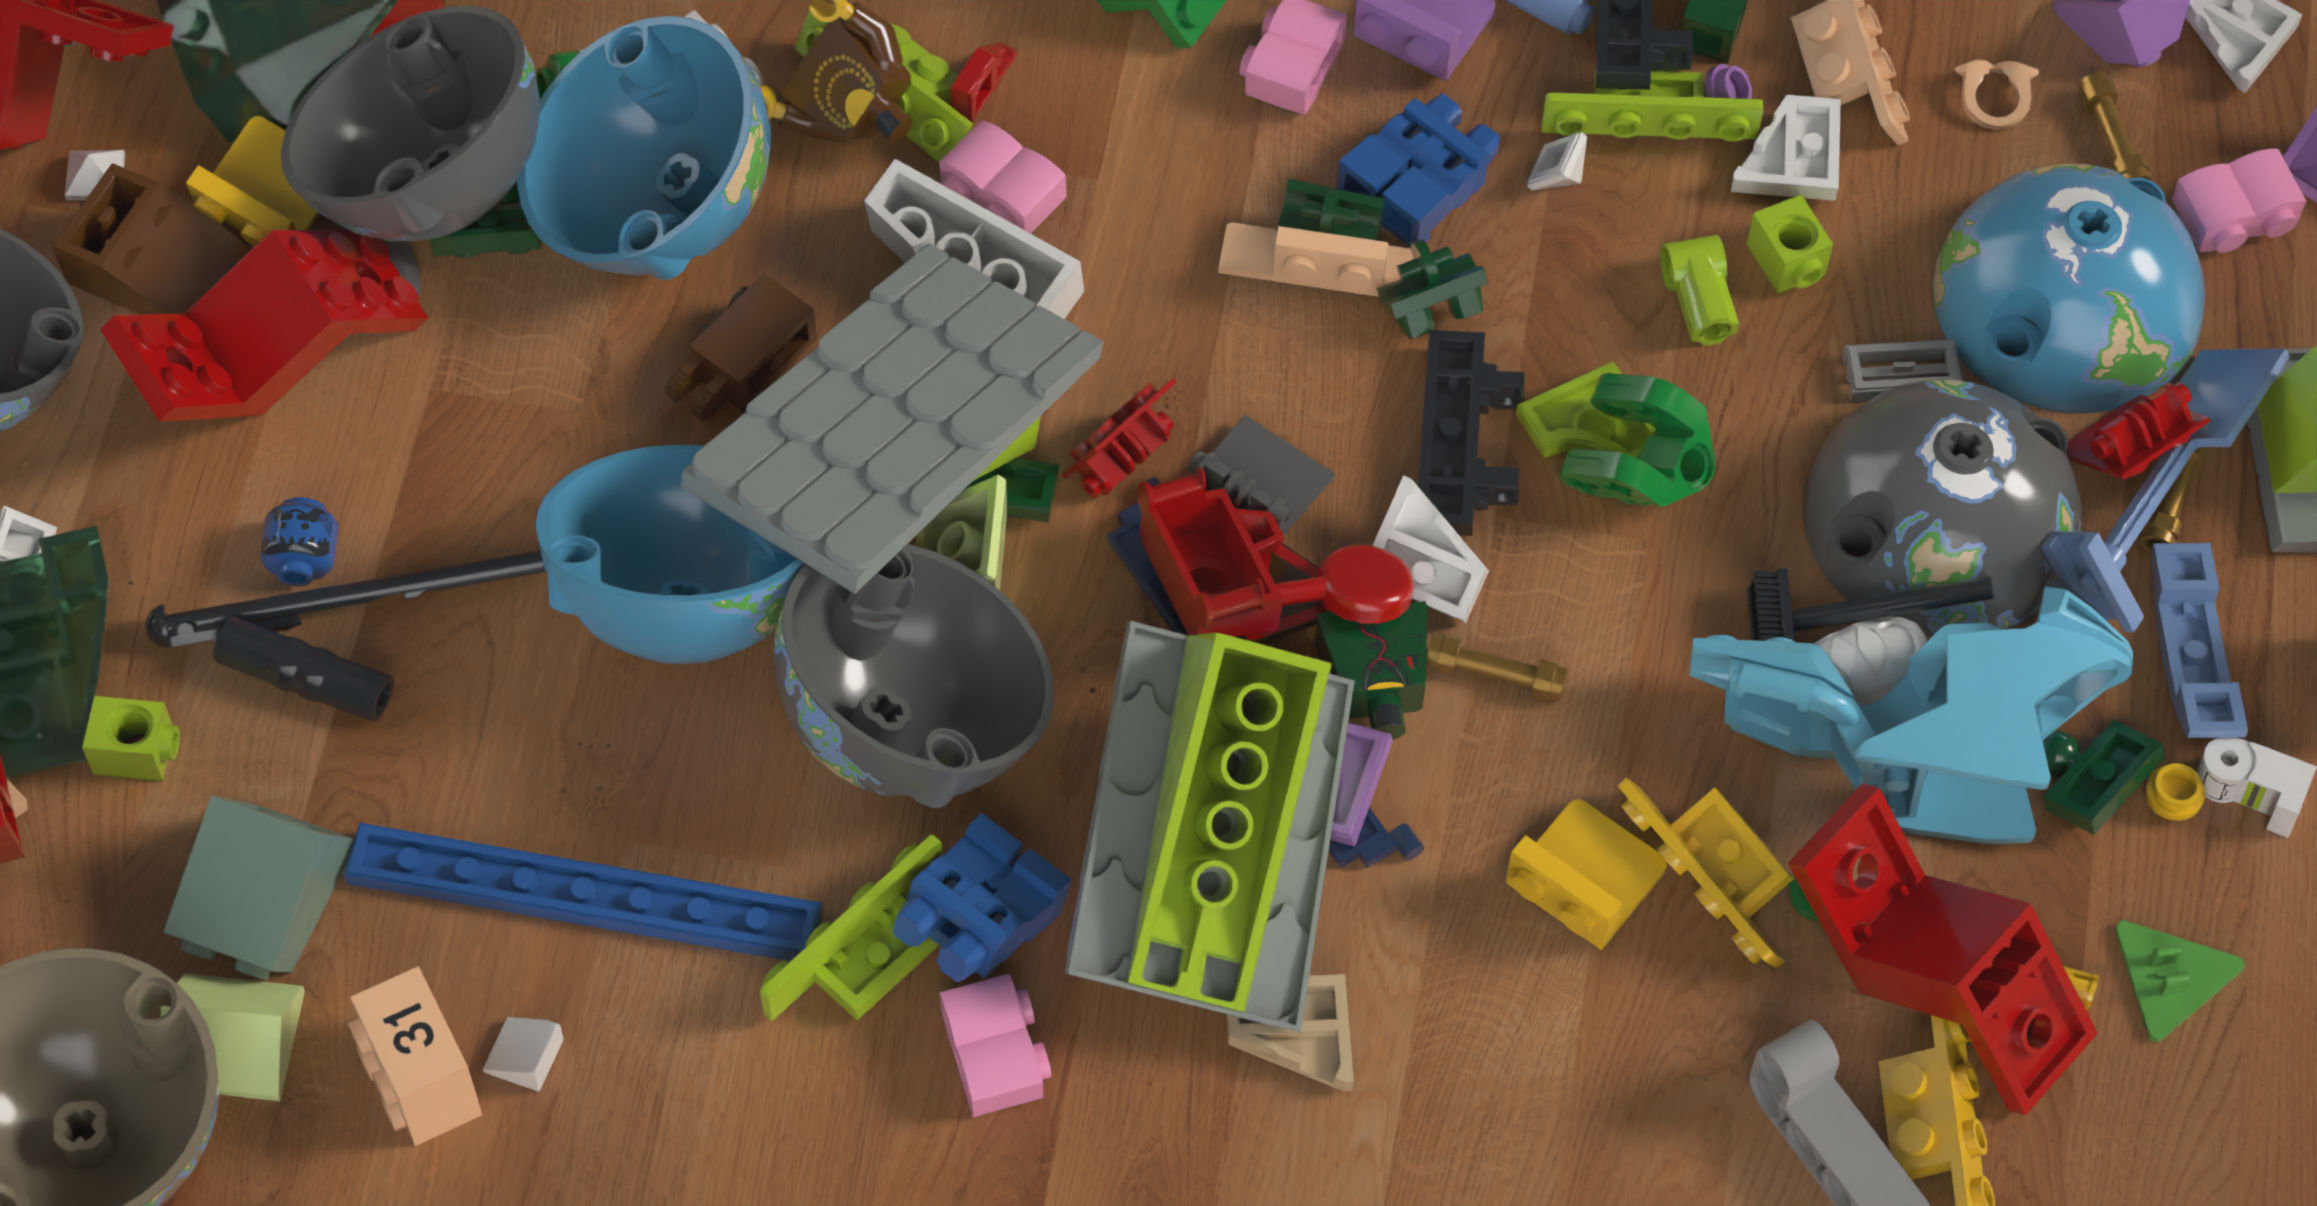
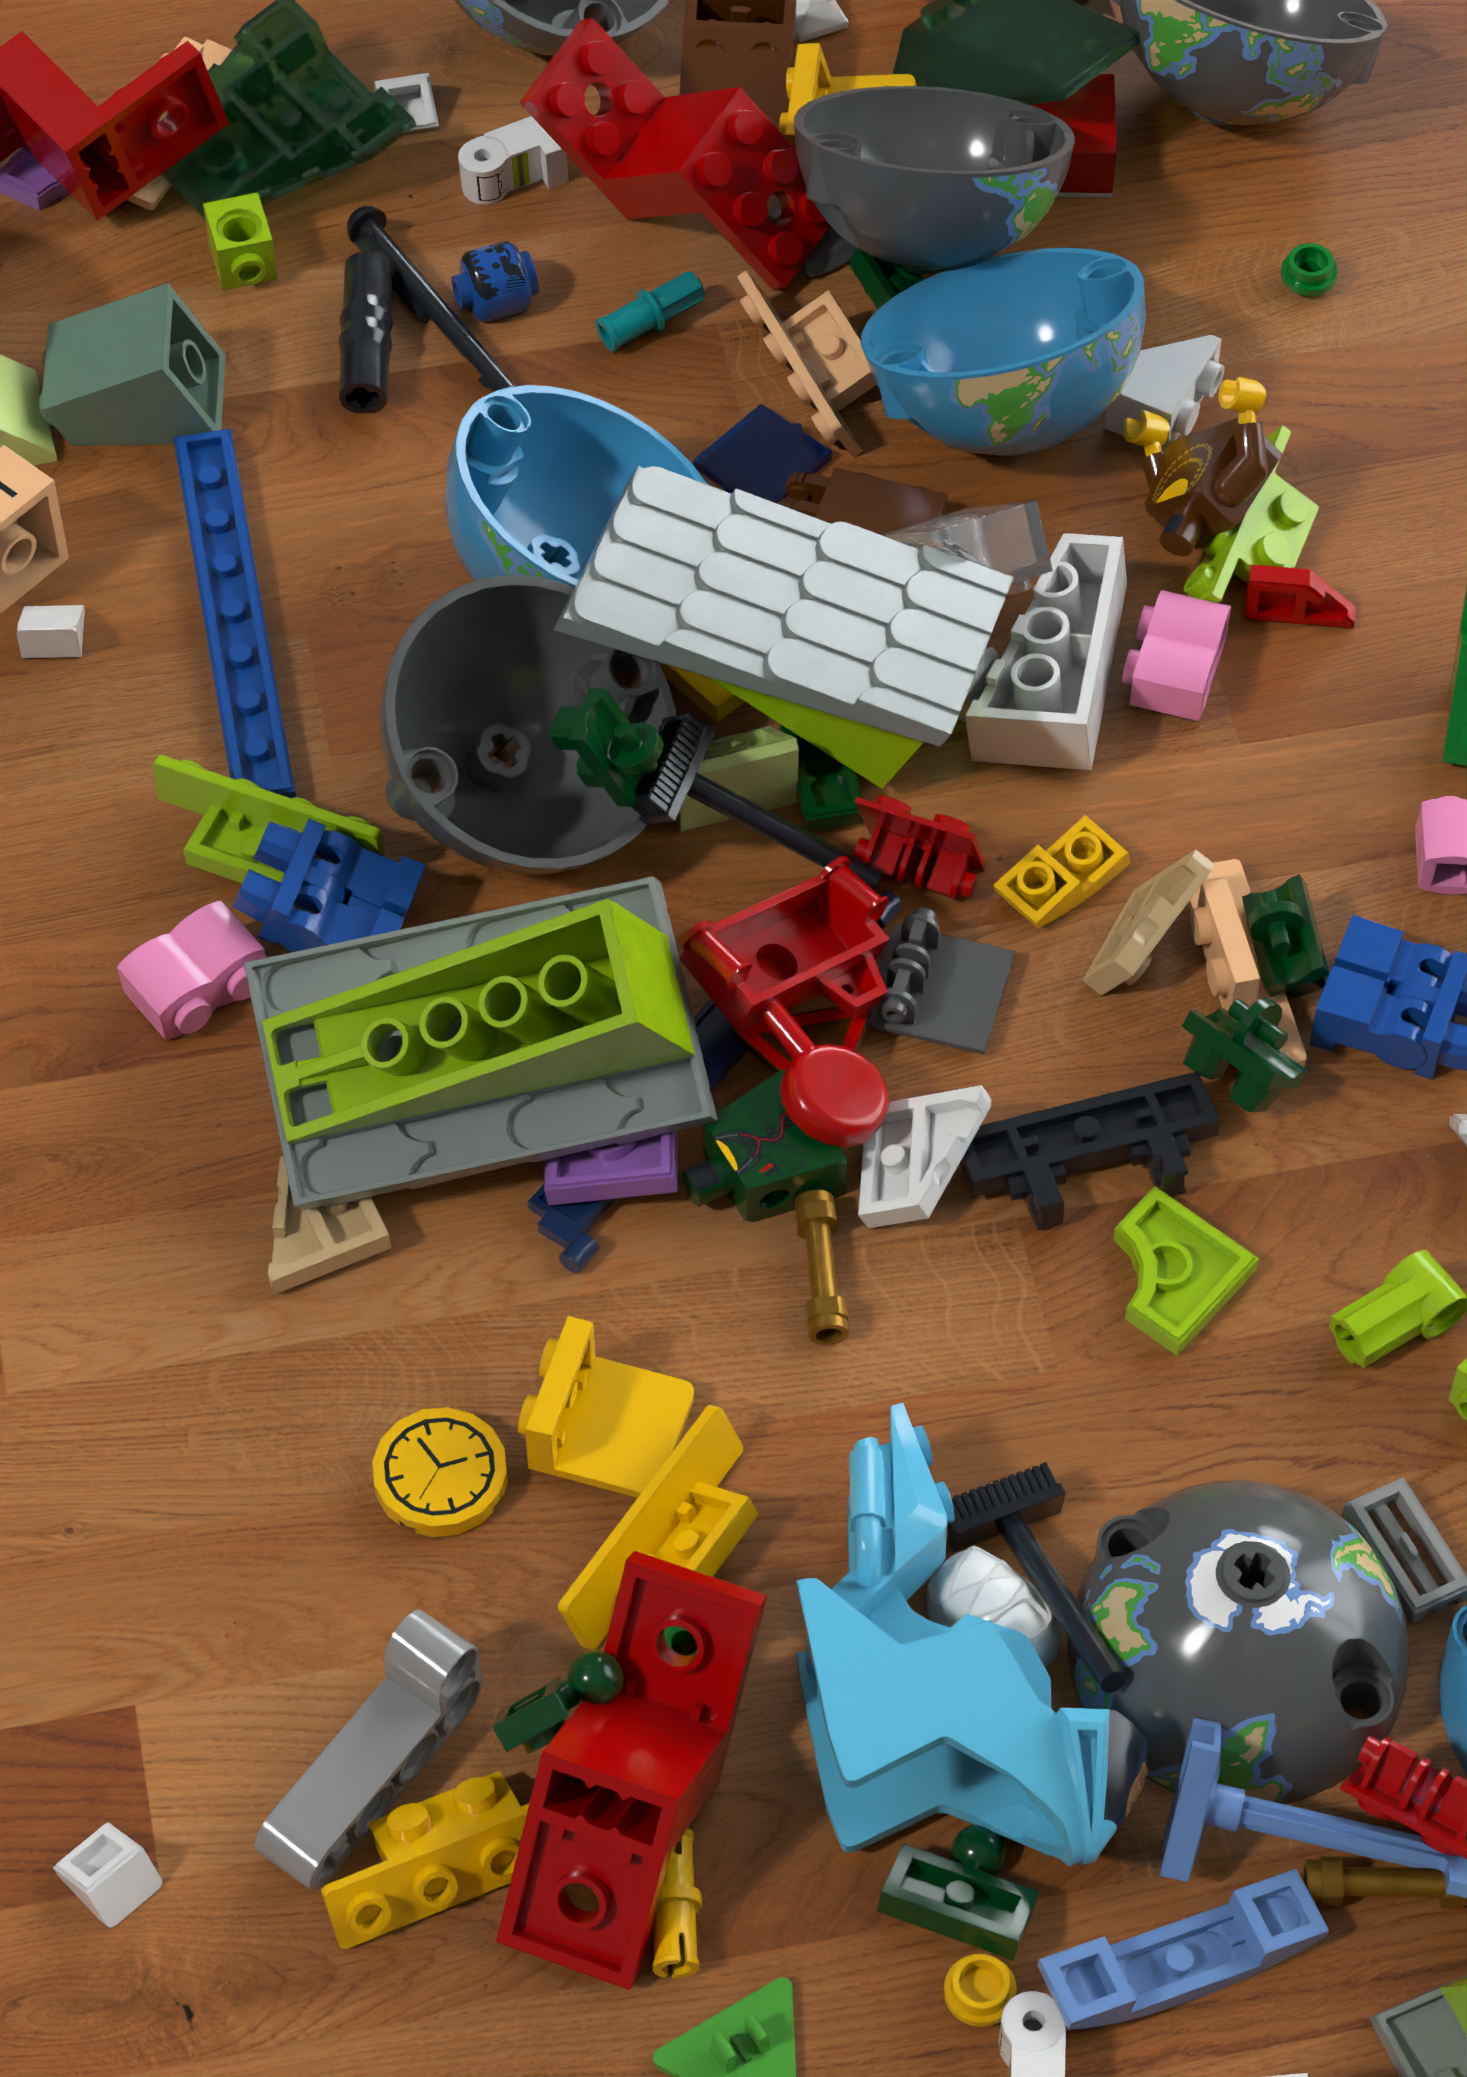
camera: 70 degrees right, 5 degrees down
(147, 475) = (510, 160): none -> white leg
(402, 431) = (650, 310): none -> teal axle
(531, 311) = (822, 353): none -> light nougat bracket
(615, 407) = (761, 455): none -> clear blue piece
(848, 262) = (993, 536): none -> clear slope
(990, 599) = (608, 745): none -> dark green hips
(1009, 576) = (676, 776): none -> black piece
(1180, 351) = (1064, 875): none -> yellow slope
(1274, 306) = (1145, 921): none -> tan wing
(1580, 1017) = (440, 1471): none -> yellow tile
(1673, 459) = (1095, 1288): green piece -> none
(1868, 1000) = (541, 1714): none -> dark green plate

